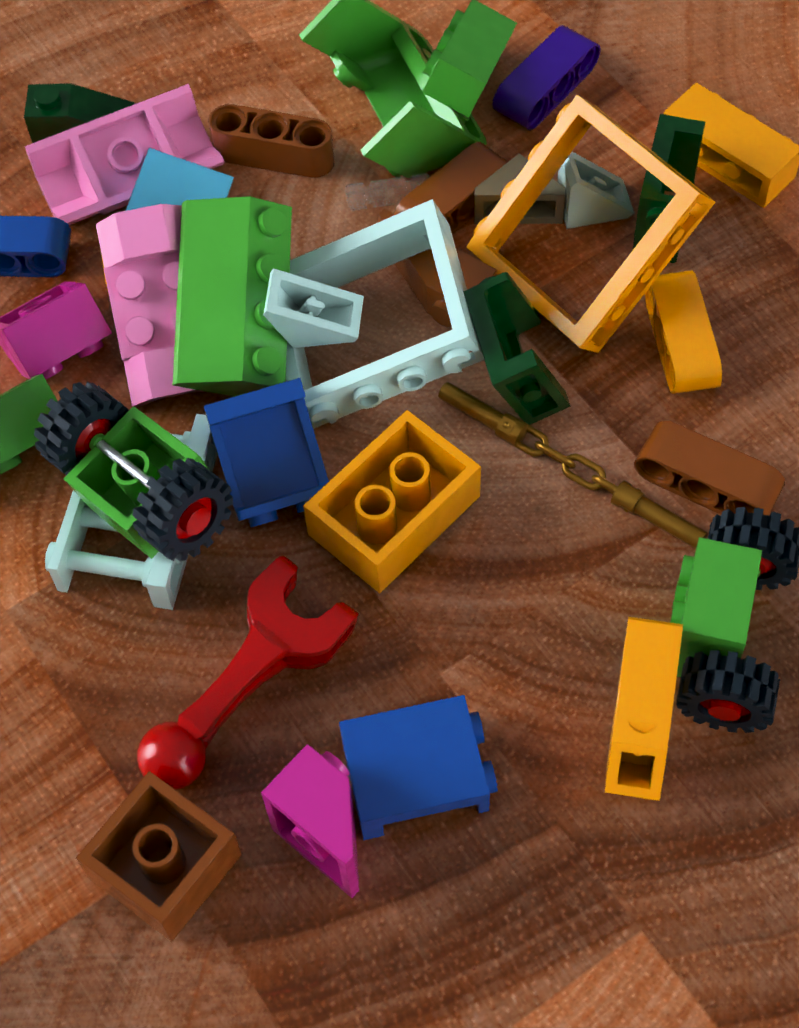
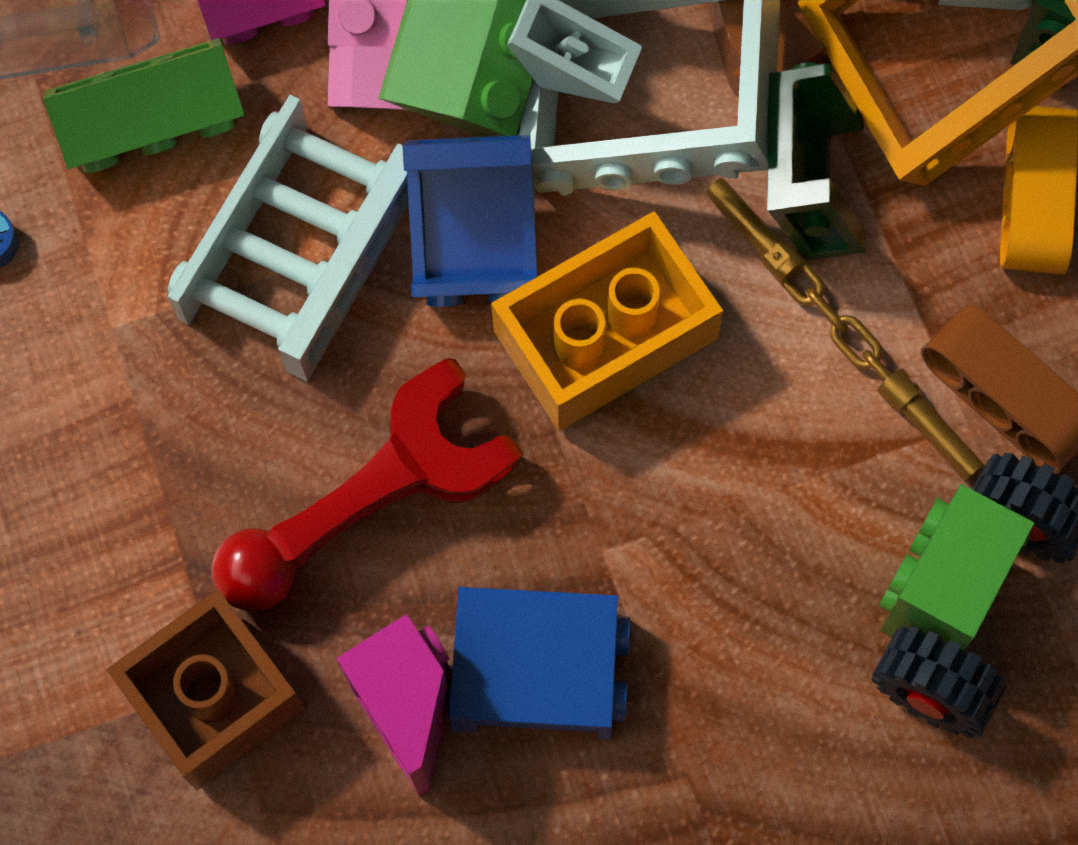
camera: 15 degrees right, 10 degrees up
(133, 472) = (294, 210): brick -> none
(643, 708) = (826, 677): light orange slope -> none

